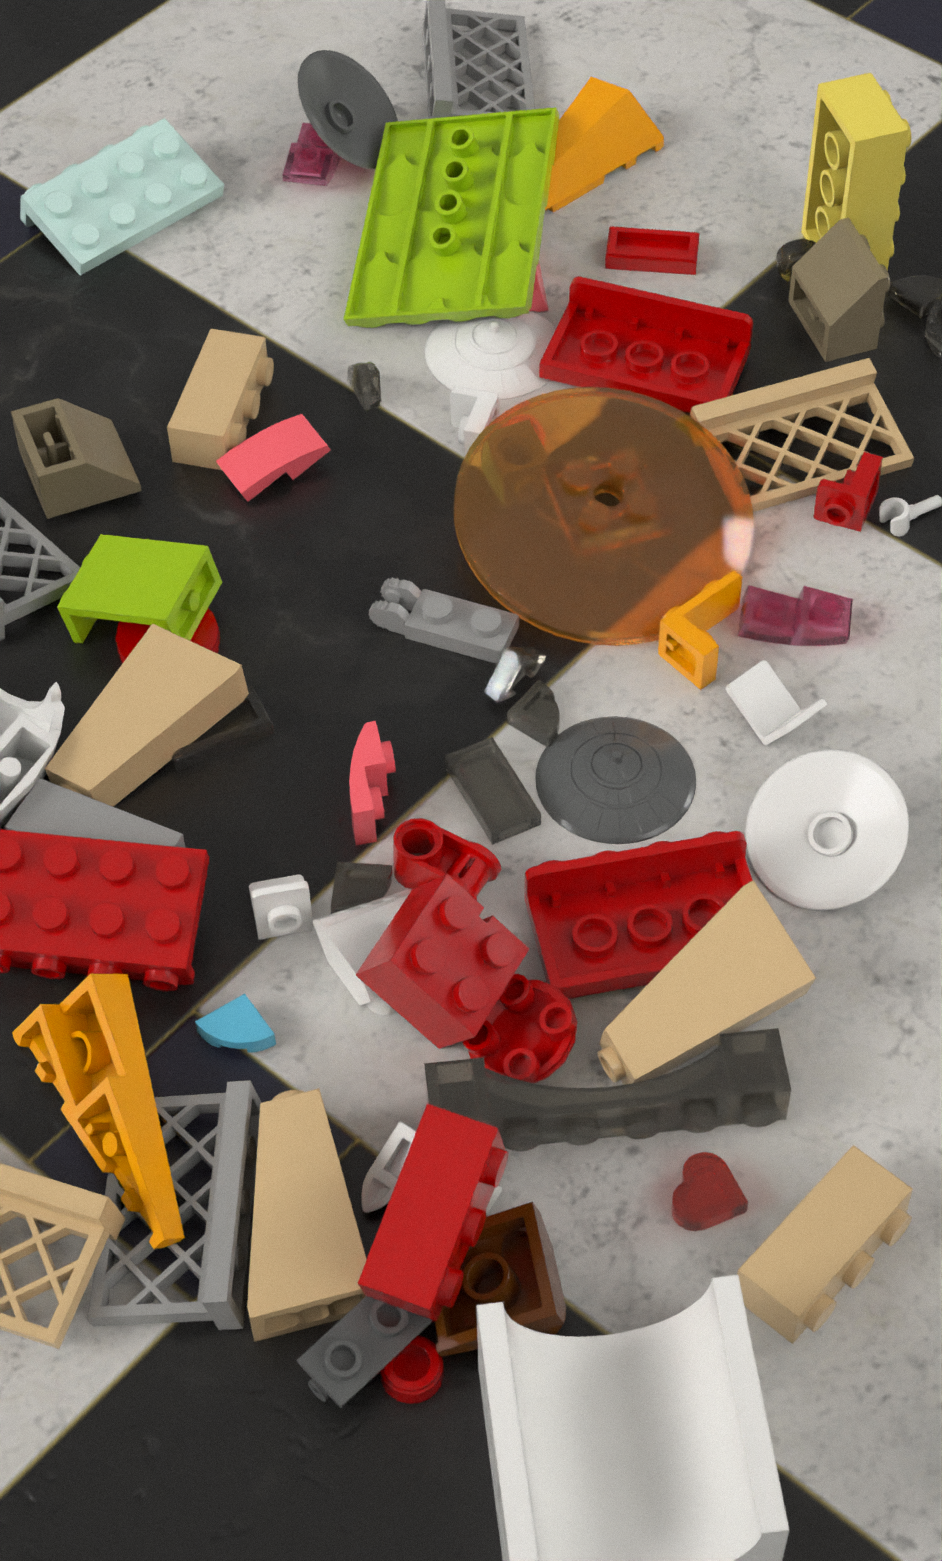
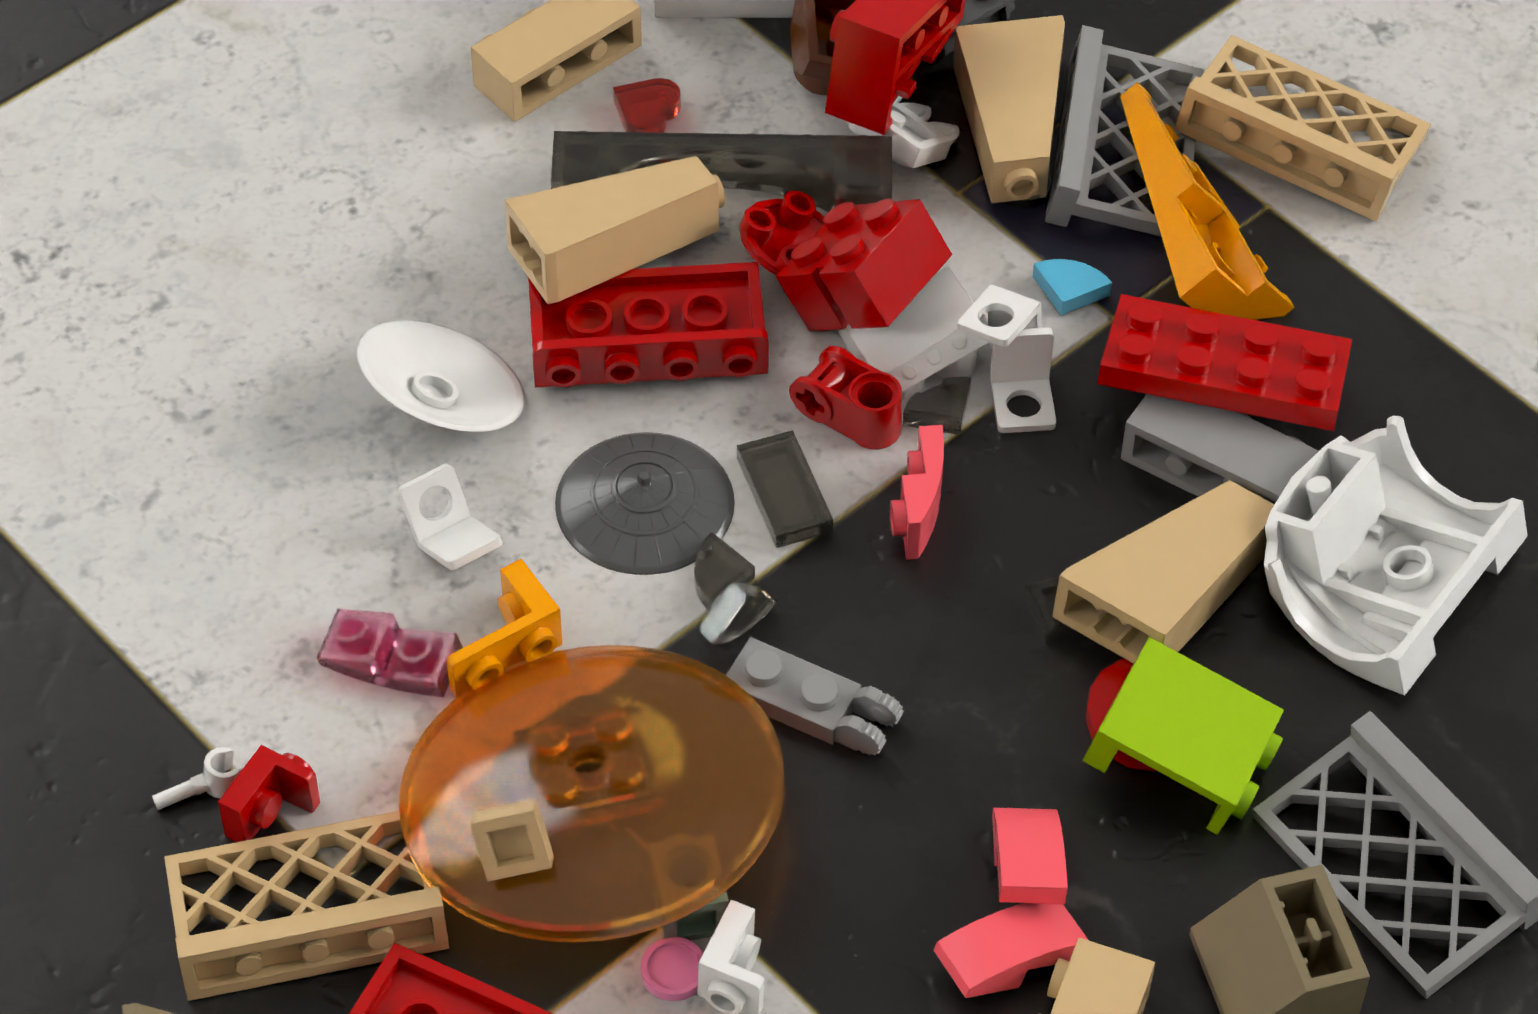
camera: 175 degrees left, 0 degrees up
(261, 505) = (1029, 855): none -> coral slope
(294, 932) = (1007, 316): none -> white bracket
(648, 403) = (511, 839): none -> tan tile

